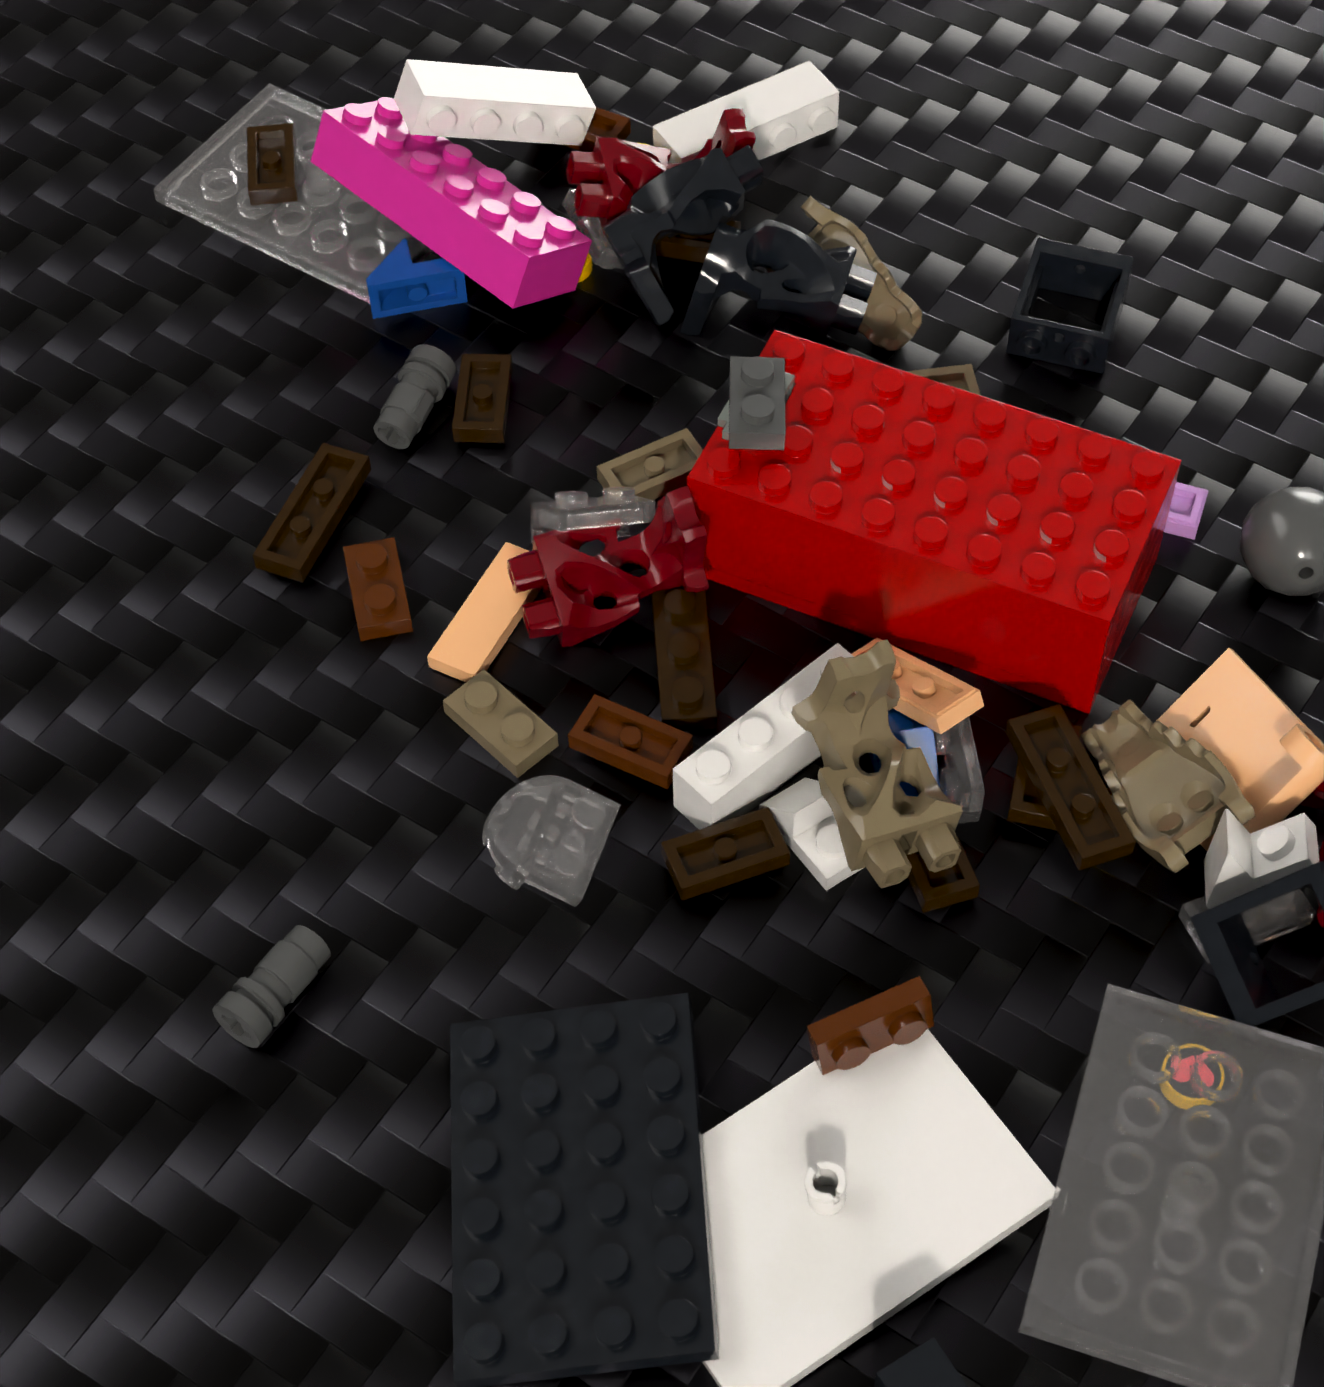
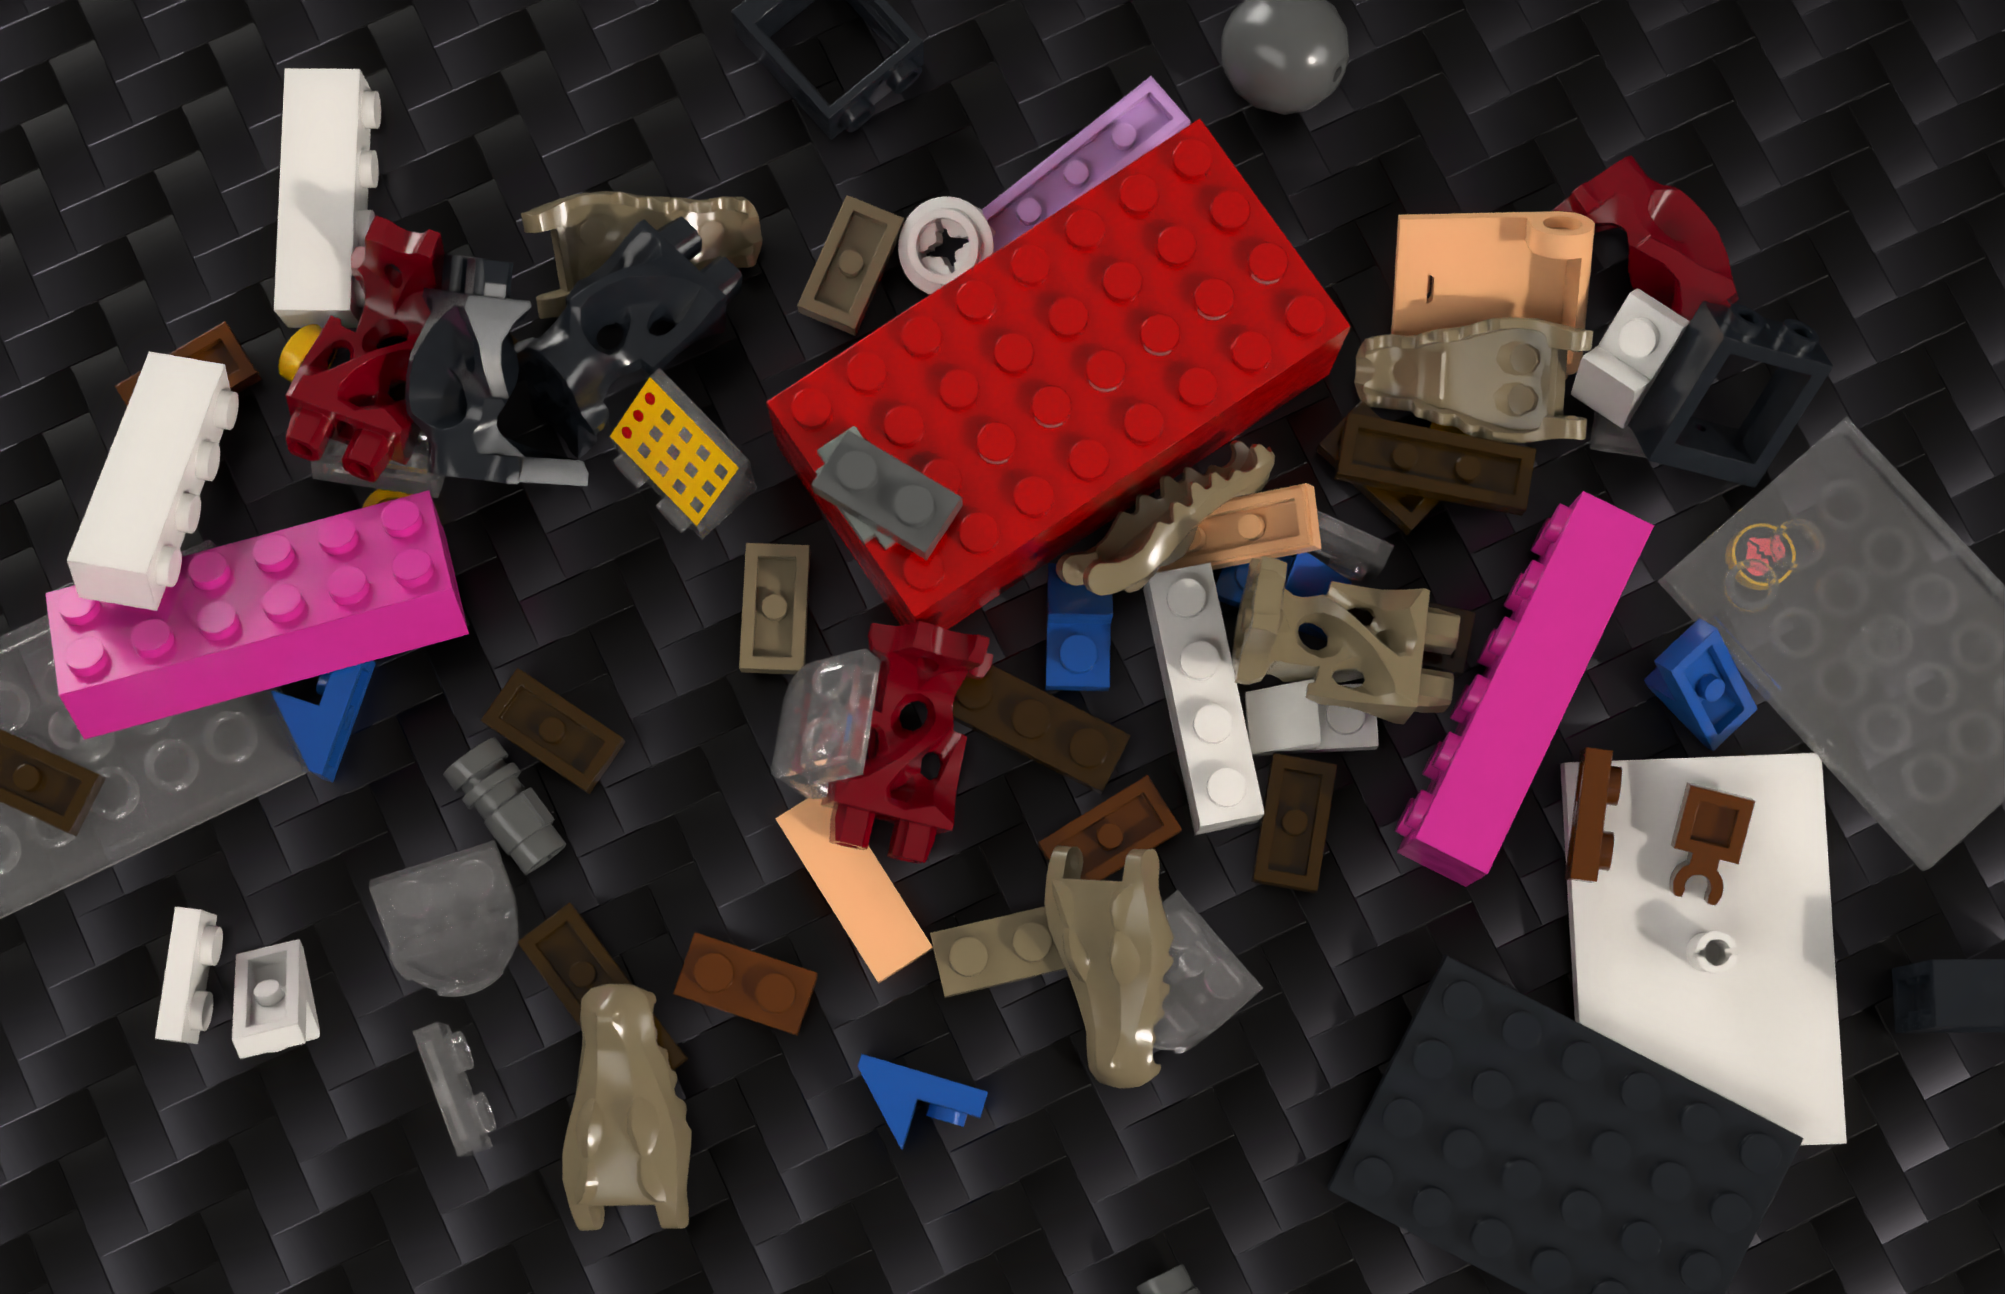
camera: 65 degrees left, 25 degrees up
(193, 297) = (184, 1002): none -> white plate
(199, 461) = (446, 1062): none -> clear plate
(200, 347) = (273, 1000): none -> white slope
(234, 554) = (626, 1122): none -> dark tan animal
(317, 406) = (450, 920): none -> clear slope
(350, 712) = (900, 1088): none -> blue slope
(535, 766) = (1116, 959): none -> dark tan animal
(703, 381) = (681, 457): none -> slope
(773, 651) = (1077, 636): none -> blue slope
(862, 623) = (1165, 525): none -> dark tan animal
(926, 1127) = (1710, 829): none -> reddish brown plate
(953, 930) = (1525, 688): none -> dark pink brick
(1049, 1077) = (1702, 685): none -> blue slope

